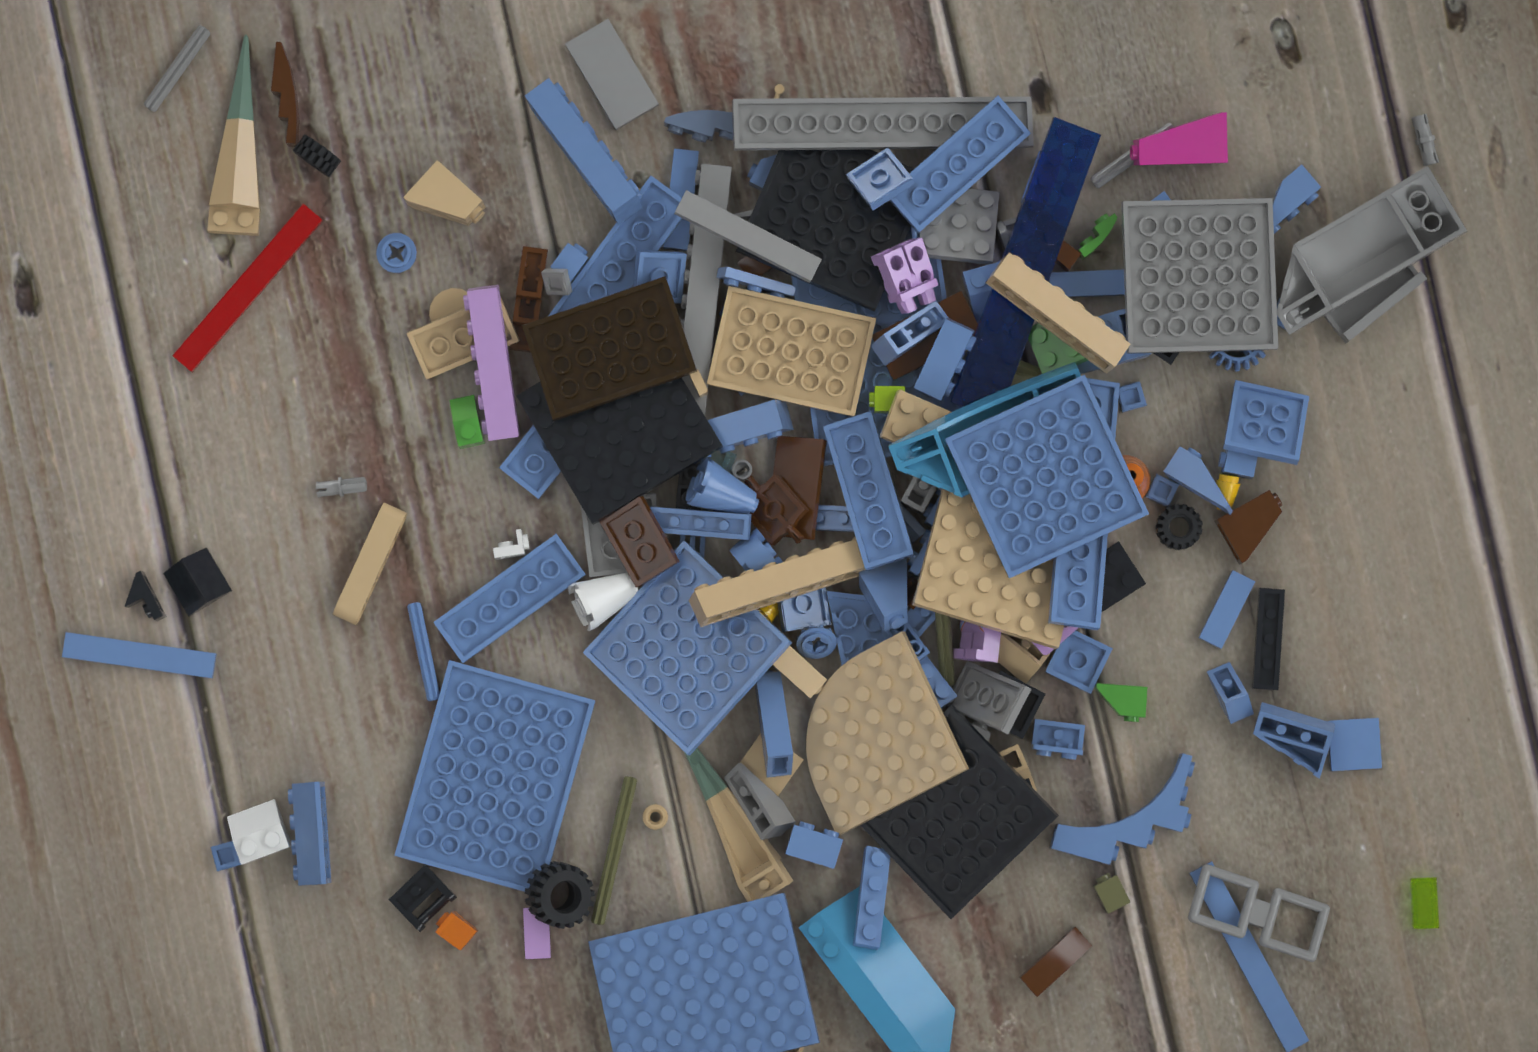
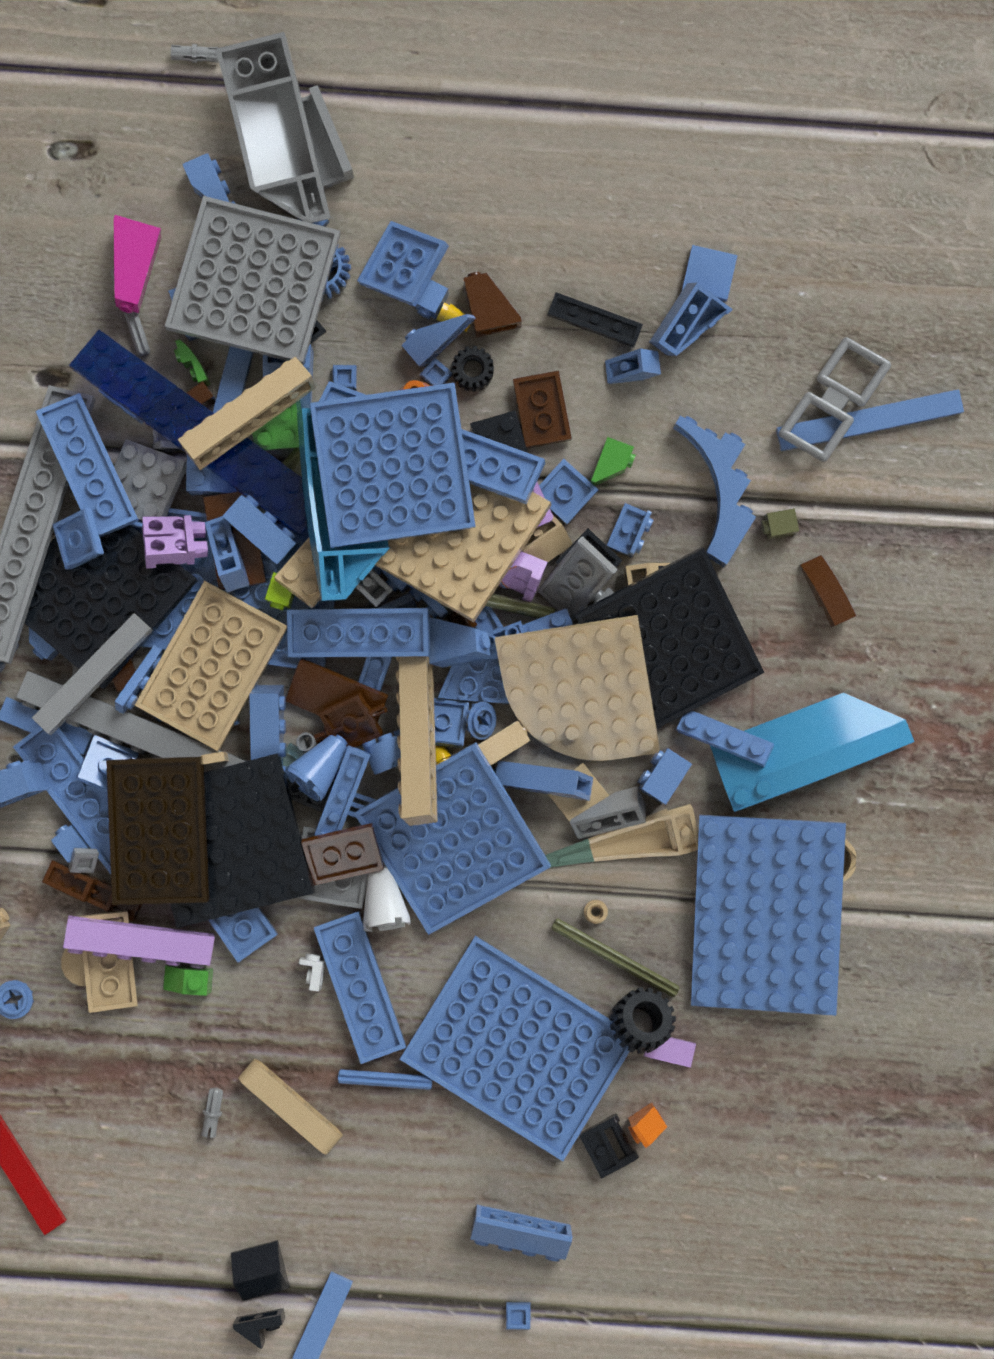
camera: 70 degrees left, 0 degrees up
(258, 832) = (505, 1281): white slope -> none
(1157, 611) = (542, 409): none -> reddish brown plate
(1226, 609) = (558, 349): medium blue tile -> none
(1424, 903) = (865, 254): clear neon green tile -> none

